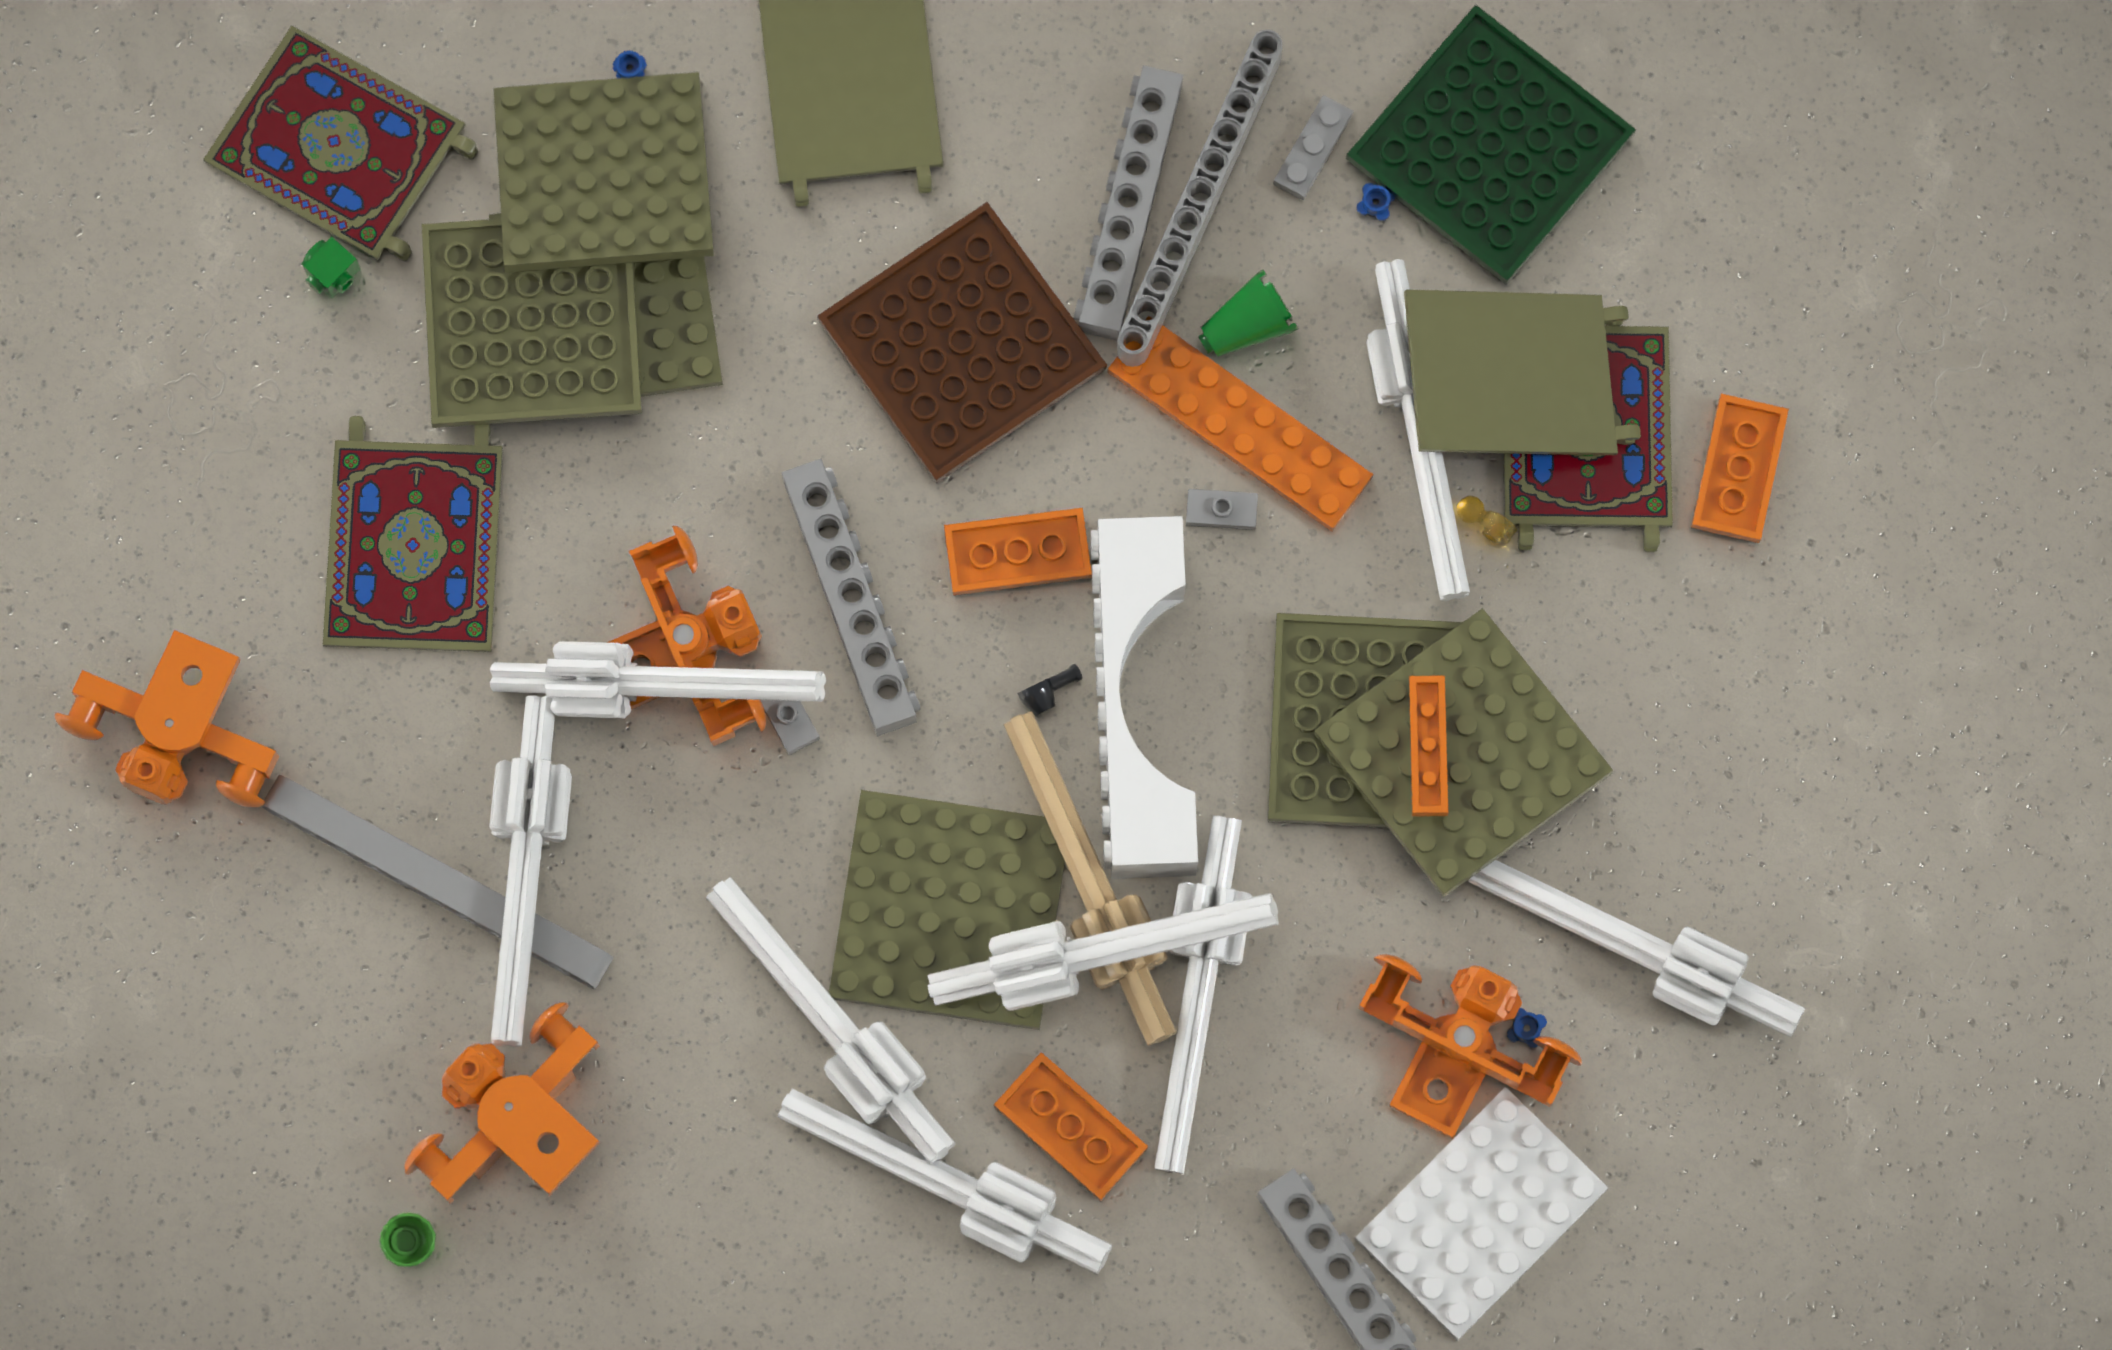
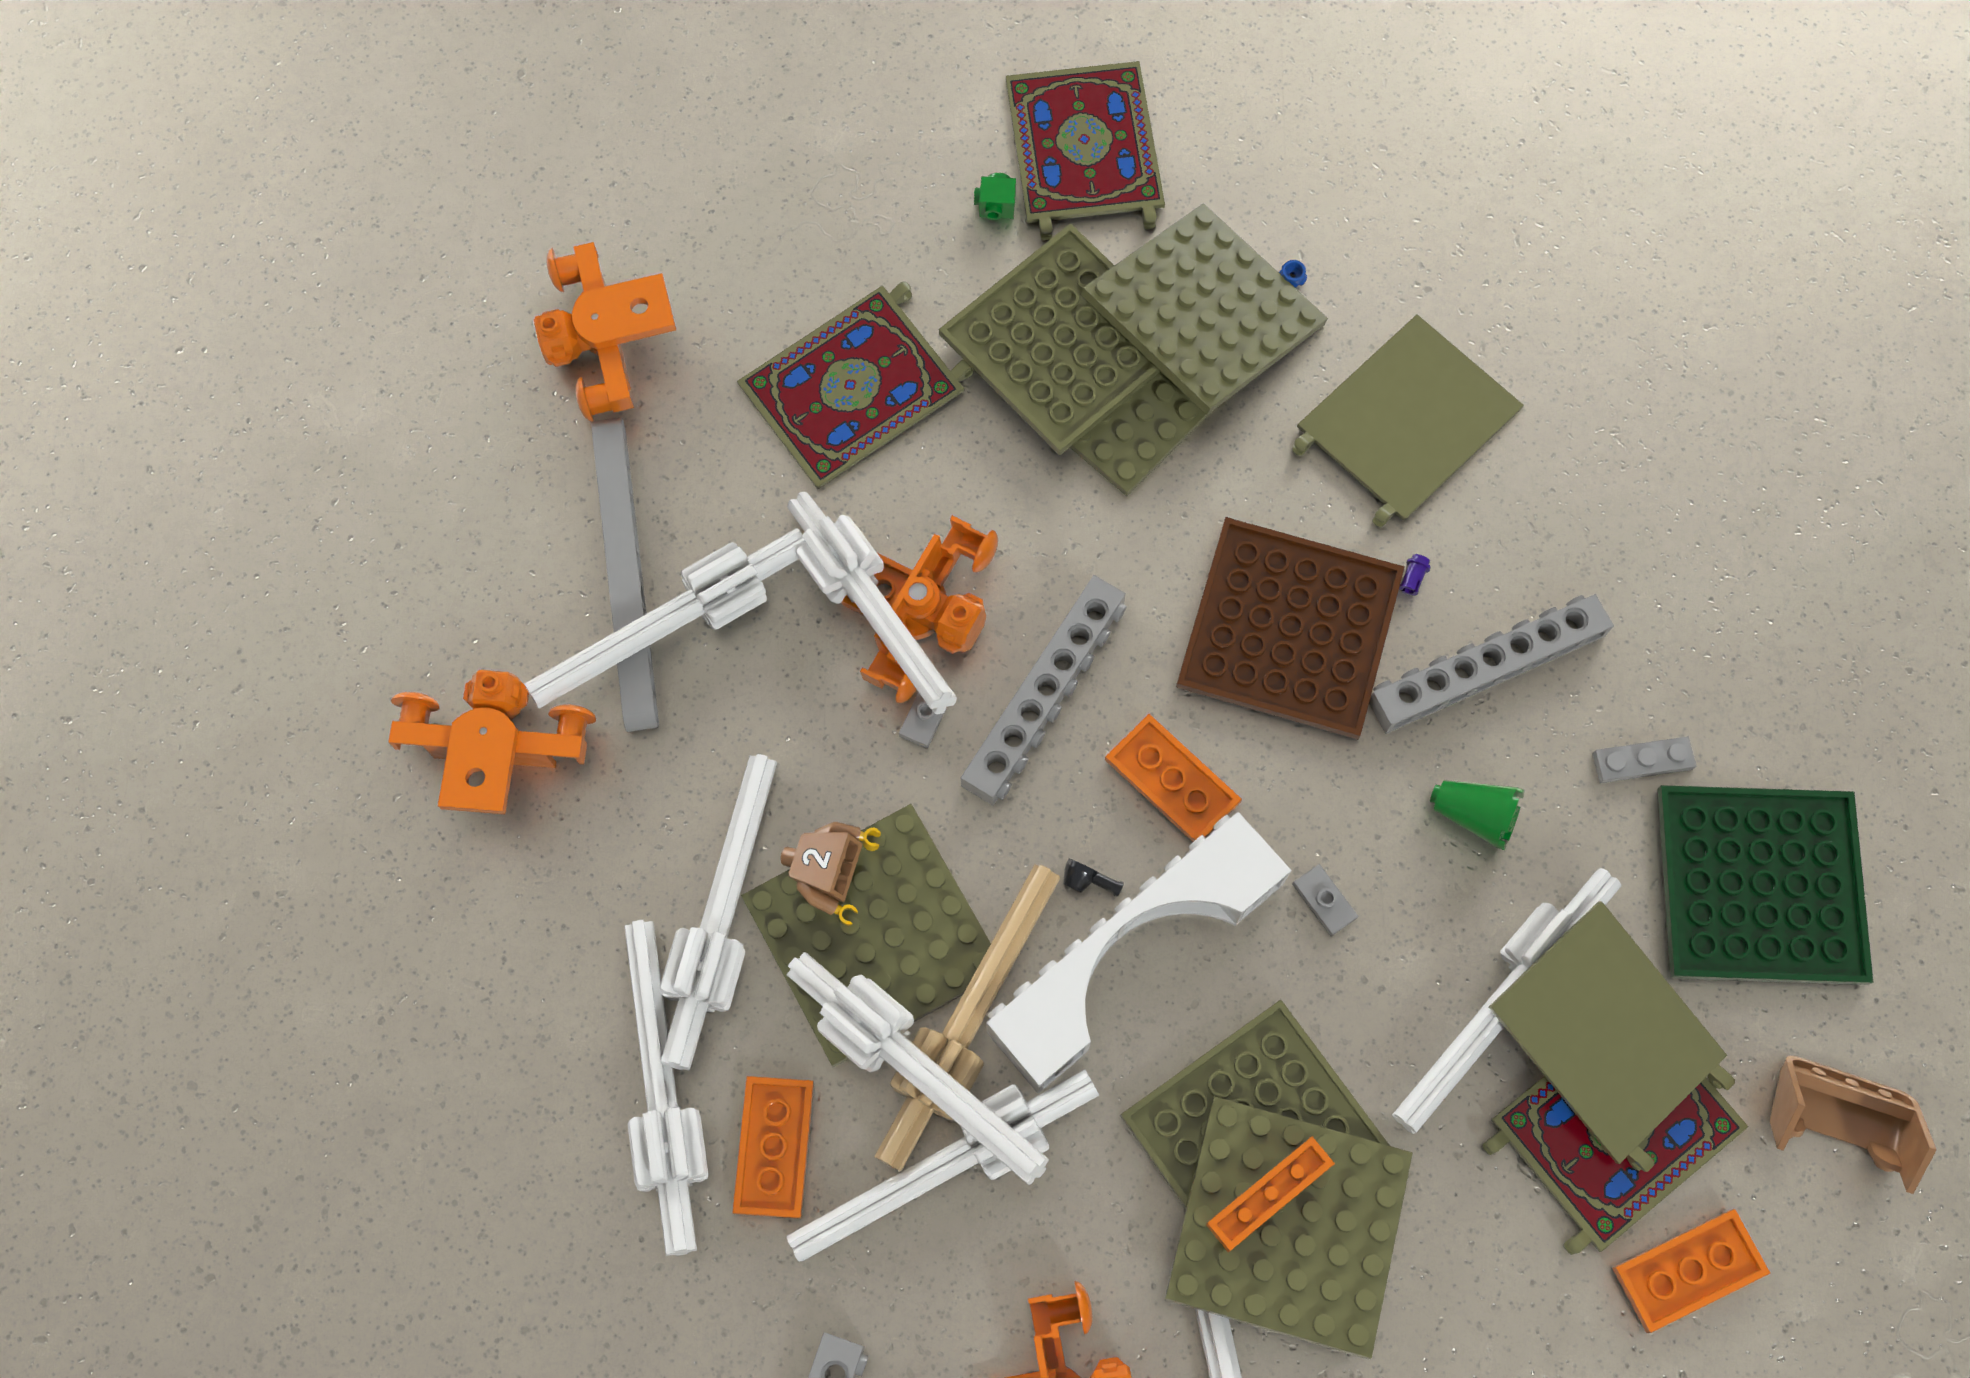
camera: 55 degrees right, 5 degrees down
(407, 1239) = (350, 740): bright green hair -> none
(865, 899) = (826, 864): none -> medium nougat torso
(999, 198) = (1413, 577): none -> dark purple pin
(1195, 211) = (1526, 715): light grey beam -> none
(1245, 427) = (1399, 867): orange plate -> none
(1377, 192) = (1654, 832): blue plate -> none
(1495, 526) = (1483, 1113): clear yellow plate -> none
(1718, 236) = (1855, 1112): none -> medium nougat windscreen

